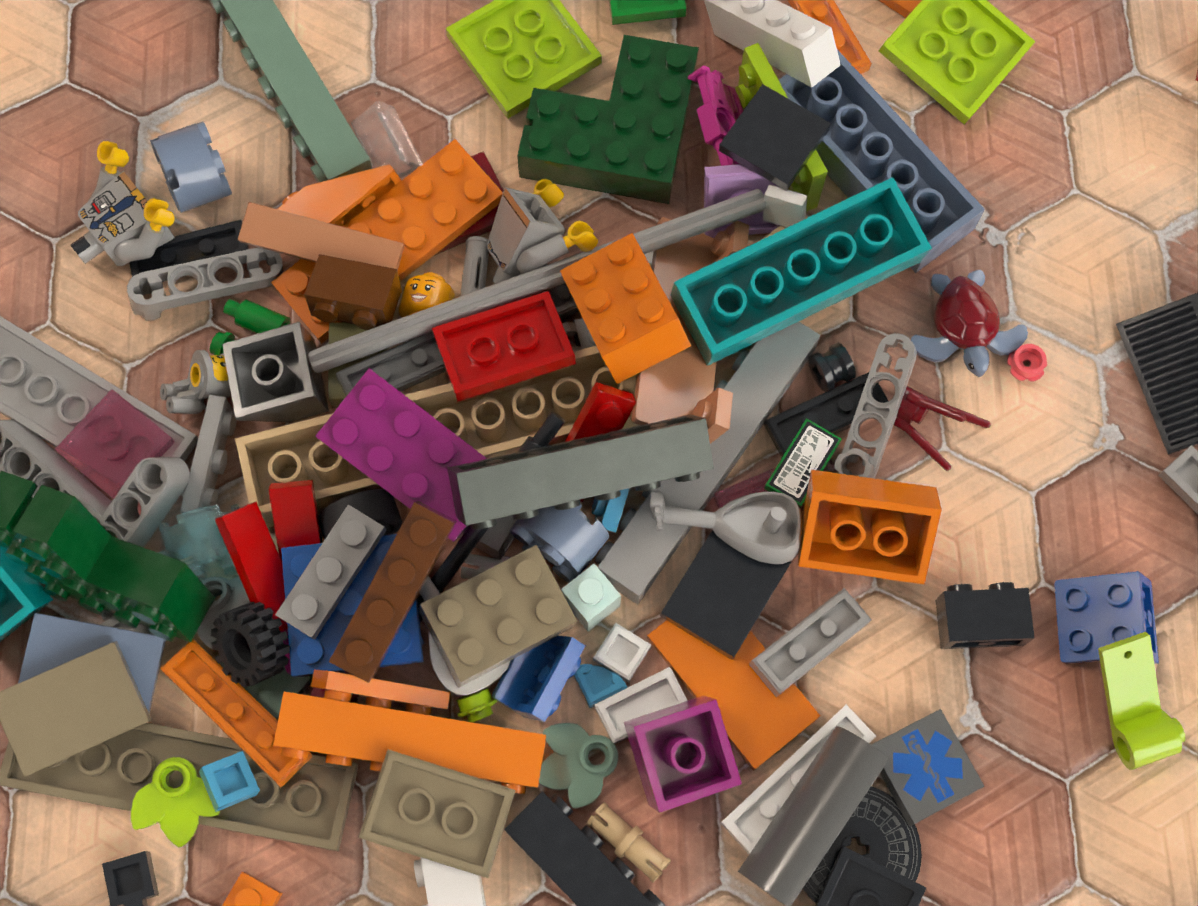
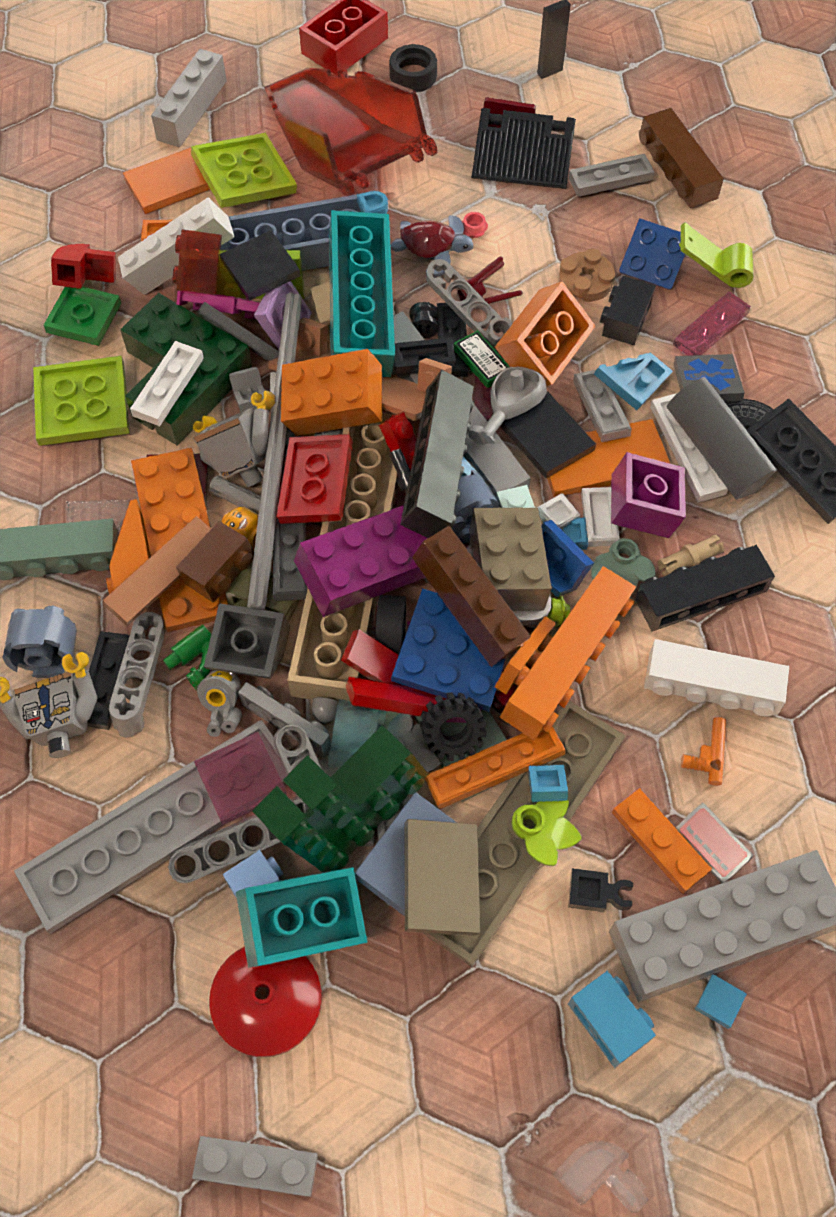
camera: 65 degrees left, 10 degrees down
(235, 494) = (324, 709): none -> light grey hinge
(331, 572) = (430, 642): light grey plate -> none
(437, 813) = (632, 647): dark tan tile -> none
(558, 122) = (167, 383): none -> white plate
(621, 216) = (244, 385): none -> light grey bracket
(684, 158) = (237, 331): none -> dark grey tile
(739, 65) = (197, 262): none -> clear red bracket
(744, 371) = (410, 353): none -> black piece
(784, 206) = (308, 286): white tile -> none
(871, 669) = (635, 378): none -> dark azure wing
(960, 223) = (373, 202): none -> dark azure tile
(1025, 564) = (587, 263): none -> medium nougat plate
(1025, 741) = (712, 325): none -> clear pink tile
(1094, 123) = (348, 124): none -> clear red windscreen

